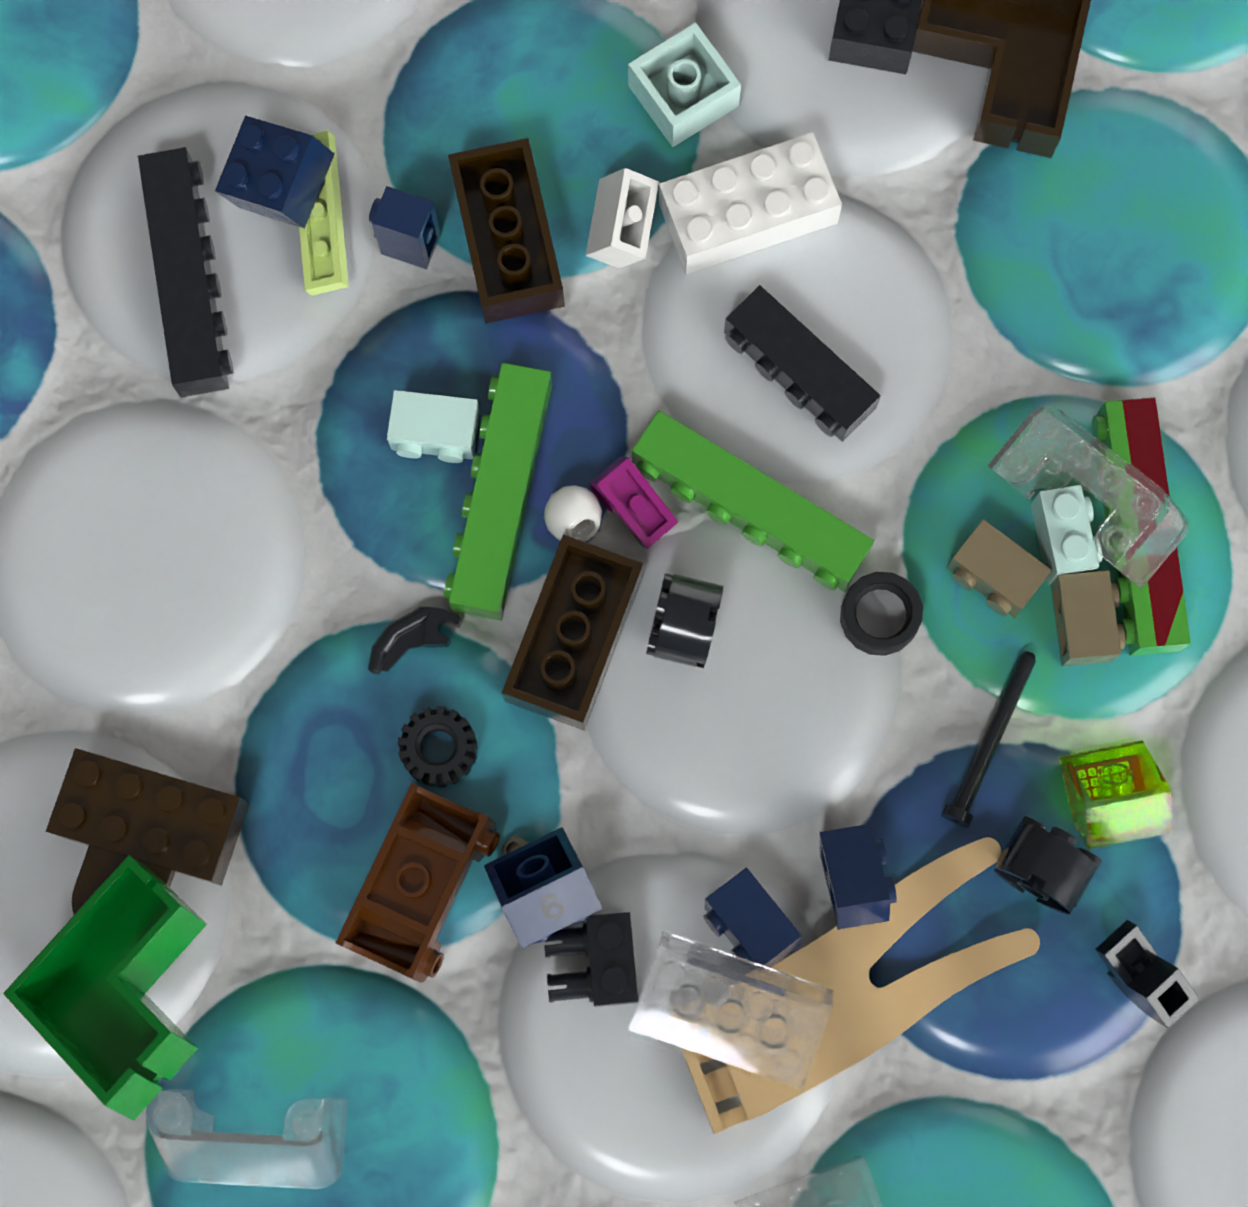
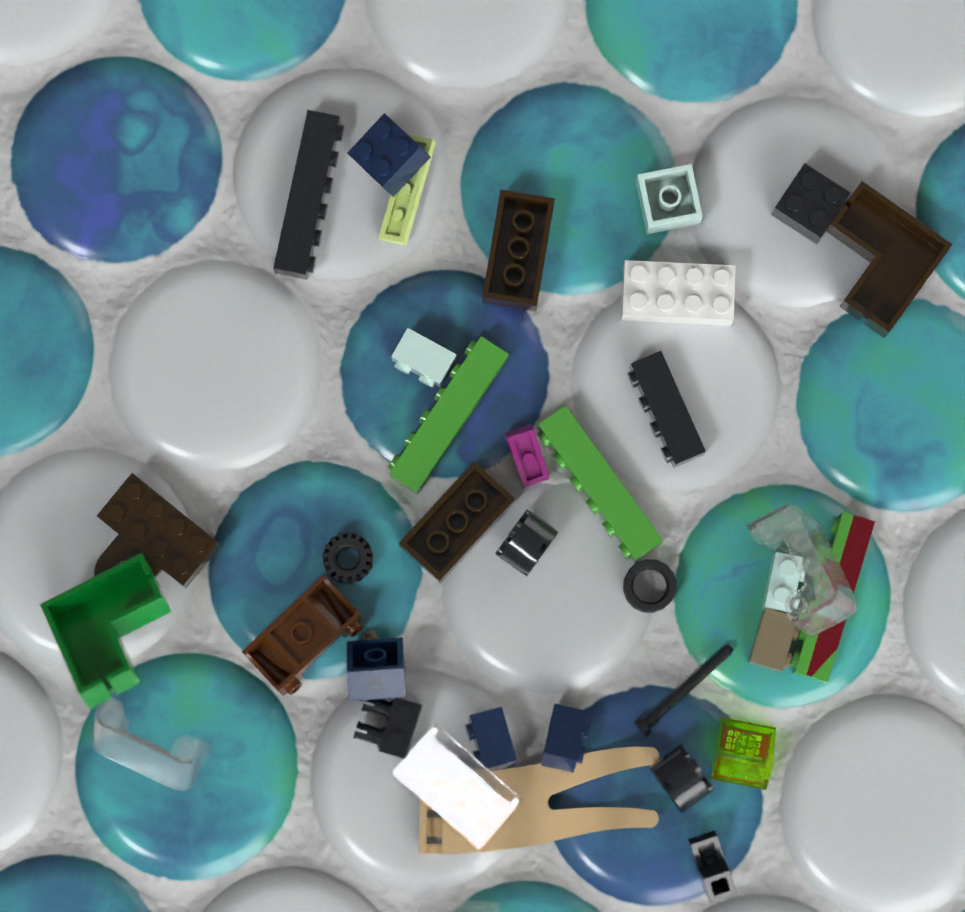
camera: 20 degrees right, 5 degrees up
(405, 226) = (455, 224): dark blue brick -> none
(409, 632) = (360, 480): black piece -> none
(573, 513) = (486, 448): white piece -> none
(622, 218) = (593, 271): white brick -> none
(998, 570) = (732, 588): dark tan brick -> none

